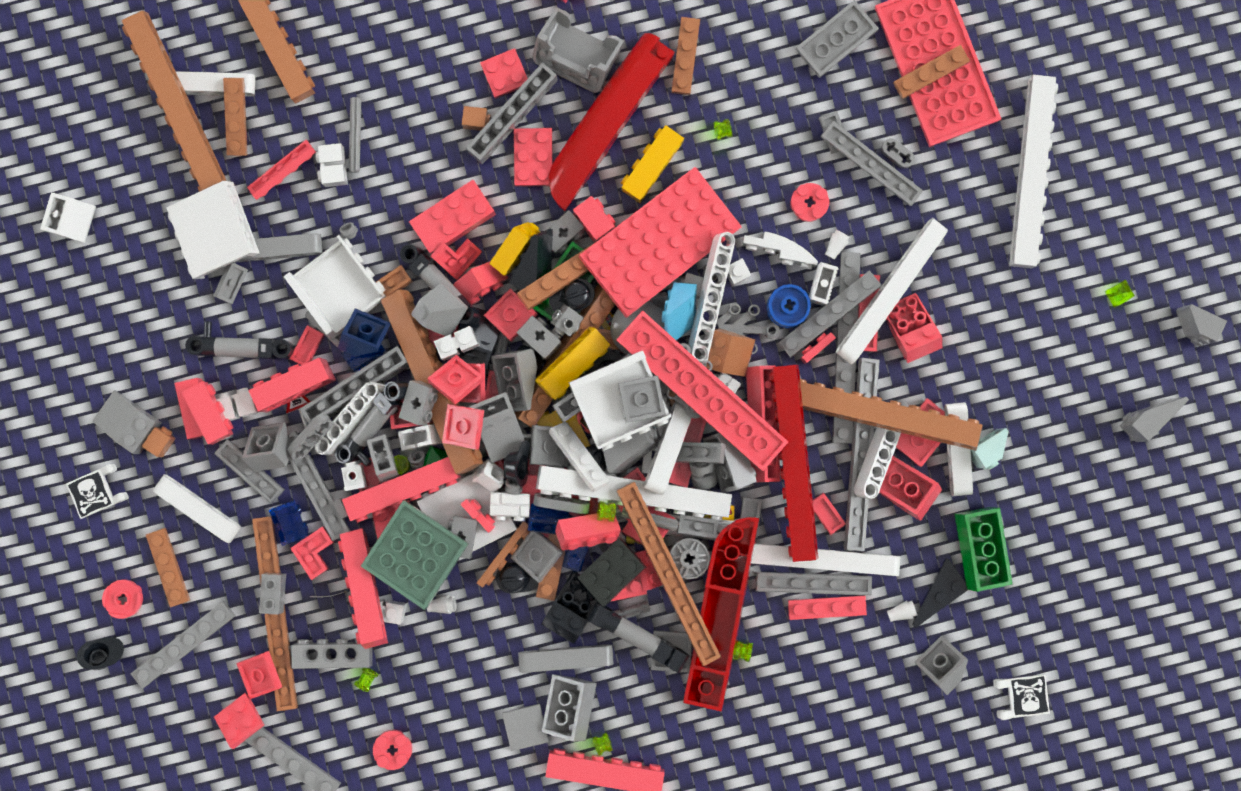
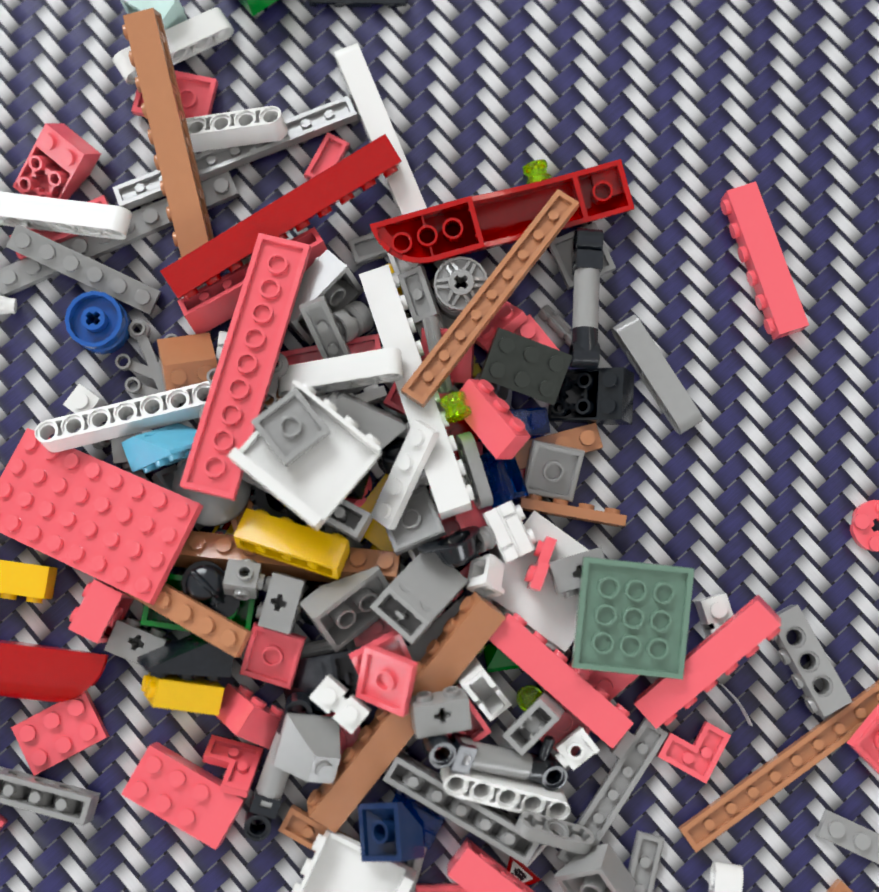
camera: 115 degrees left, 5 degrees down
(272, 593) = (775, 775): light grey brick -> none
(289, 523) = (676, 801): clear blue brick -> none
(366, 679) = (813, 601): clear neon green bush -> none
(415, 455) = (509, 684): light grey bush -> none
(444, 604) = (671, 552): white cone -> none
(463, 426) = (440, 638): coral plate -> none
(475, 118) = (42, 833): nougat brick -> none
(514, 579) = (595, 483): black piece -> none
(524, 727) = (762, 381): light grey tile -> none
(568, 708) = (713, 340): light grey slope -> none
(602, 744) = (732, 280): clear neon green wheel -> none
(788, 250) = (29, 357): white slope -> none
(810, 352) = (123, 262): coral plate -> none
(813, 583) = (416, 135): light grey tile -> none
(822, 284) = (49, 294): white brick -> none
(827, 607) = (436, 107): coral plate -> none
(902, 612) = (395, 19): white cone -> none
(909, 488) = (249, 77): coral slope -> none

